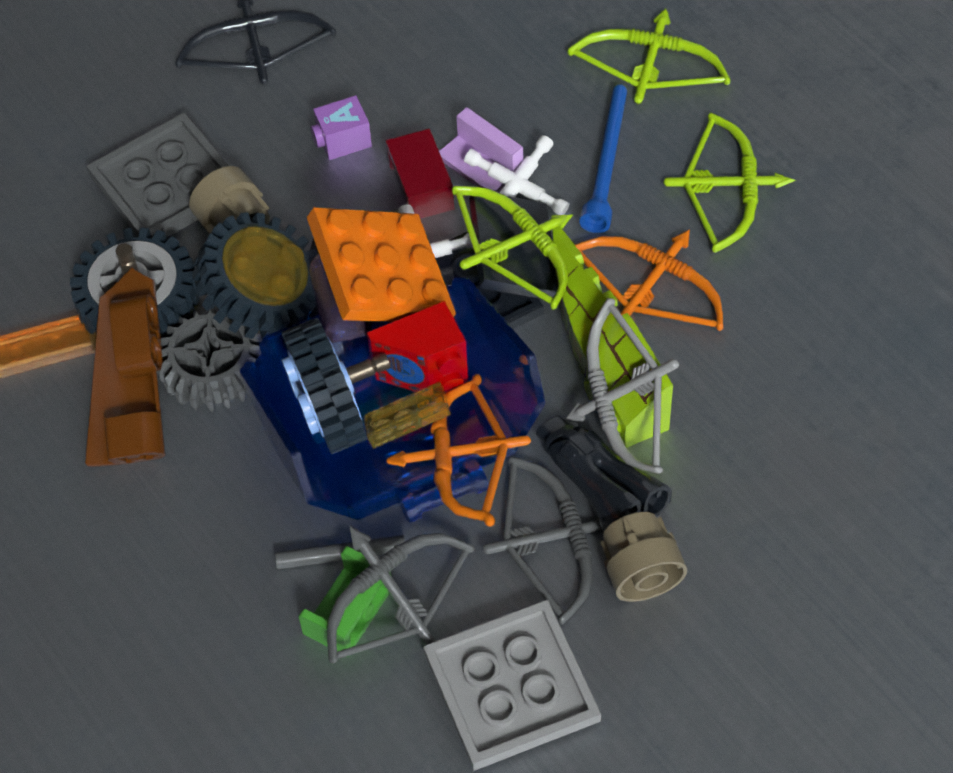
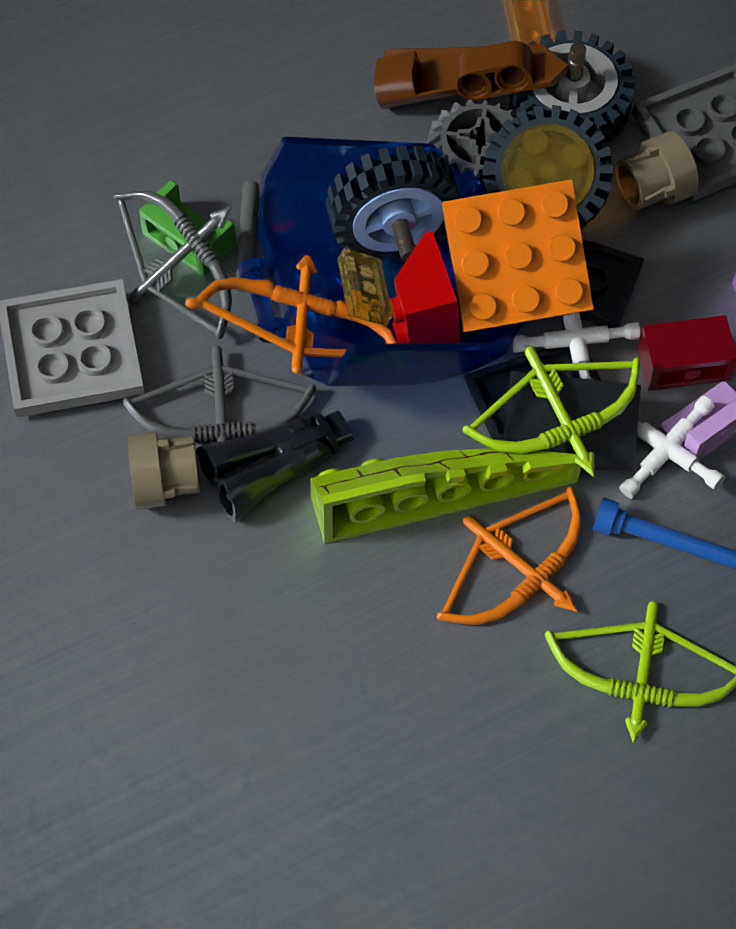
camera: 95 degrees right, 5 degrees up
(640, 382) = (340, 461): light grey piece -> none

